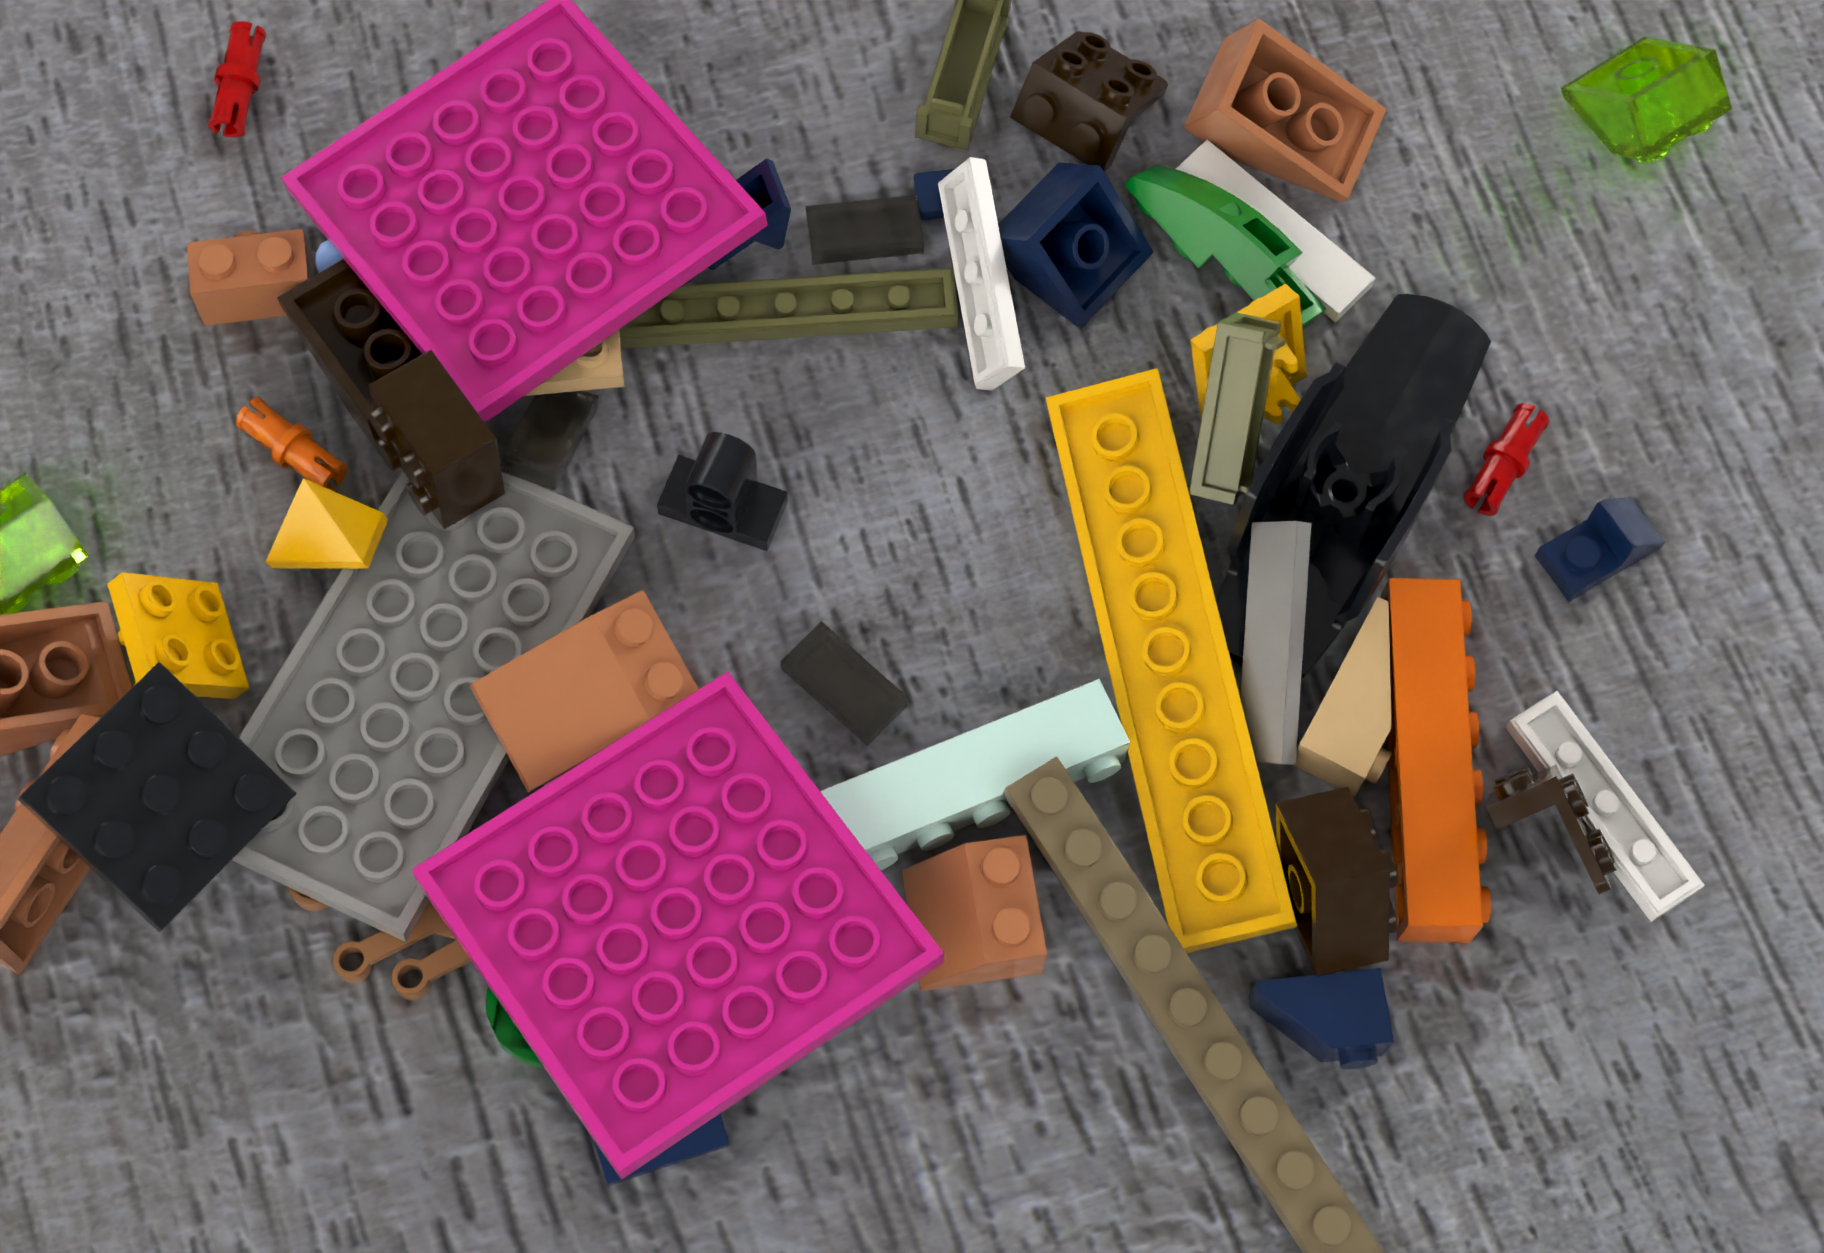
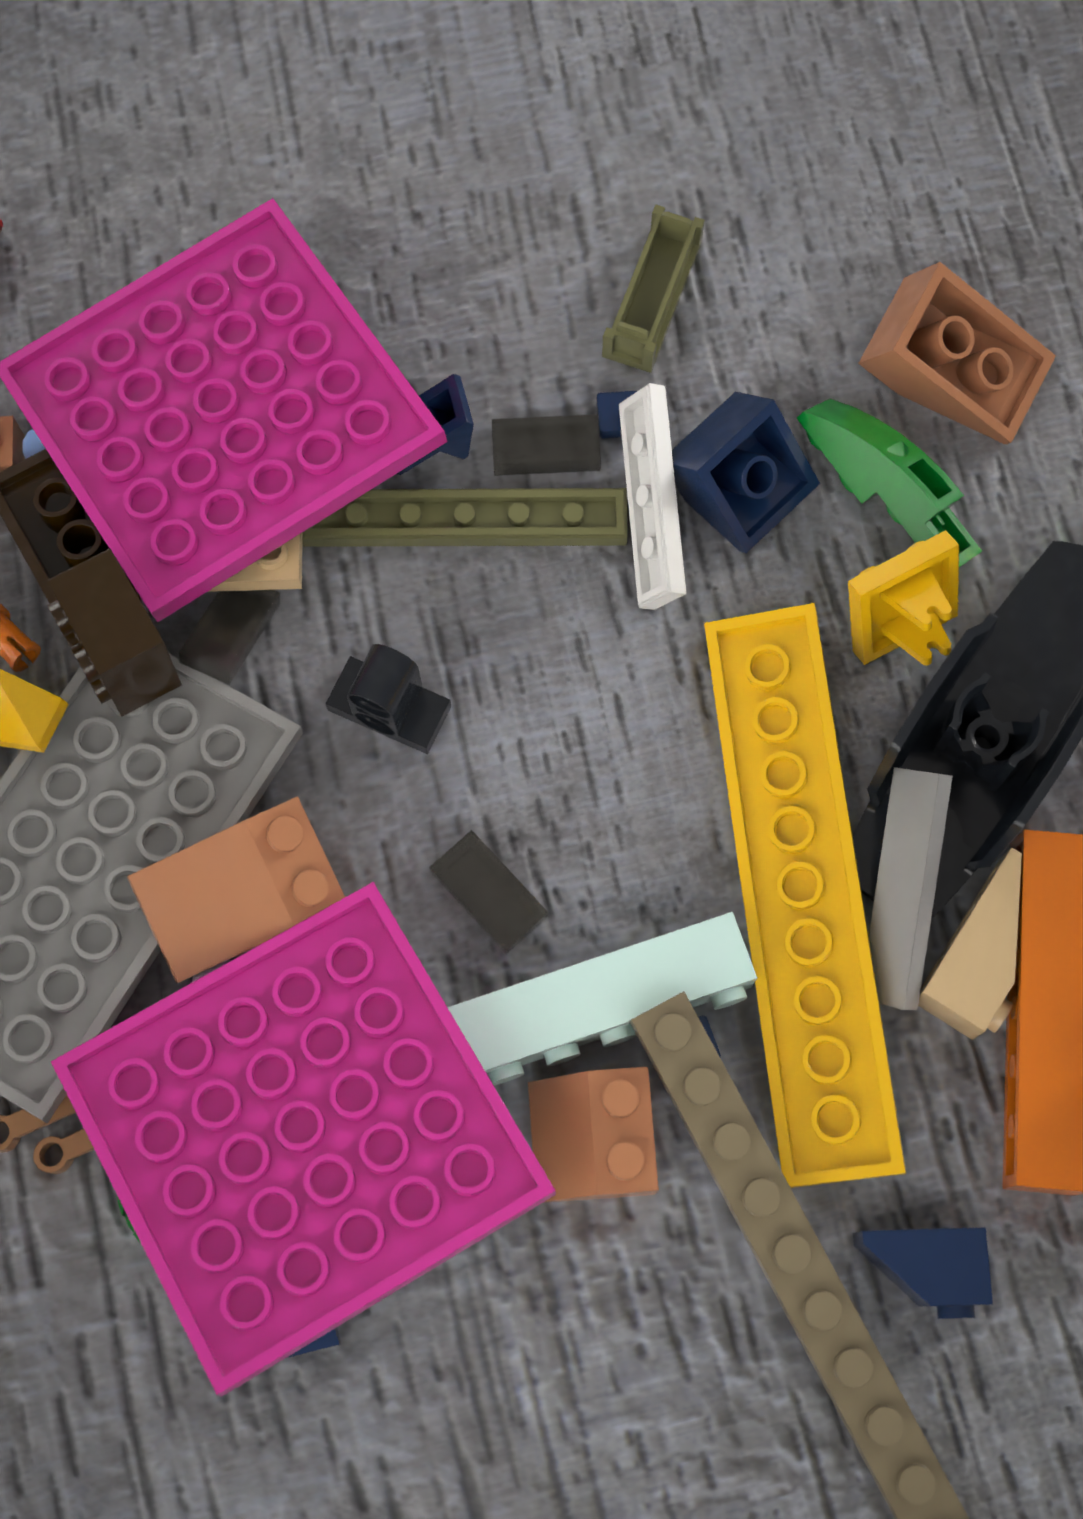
camera: 10 degrees right, 5 degrees up
(1086, 97) = (768, 328): dark brown bracket -> none
(1234, 406) = (886, 651): olive container -> none
(1322, 266) = (983, 510): white tile -> none
(1336, 880) = (949, 1138): dark brown brick -> none

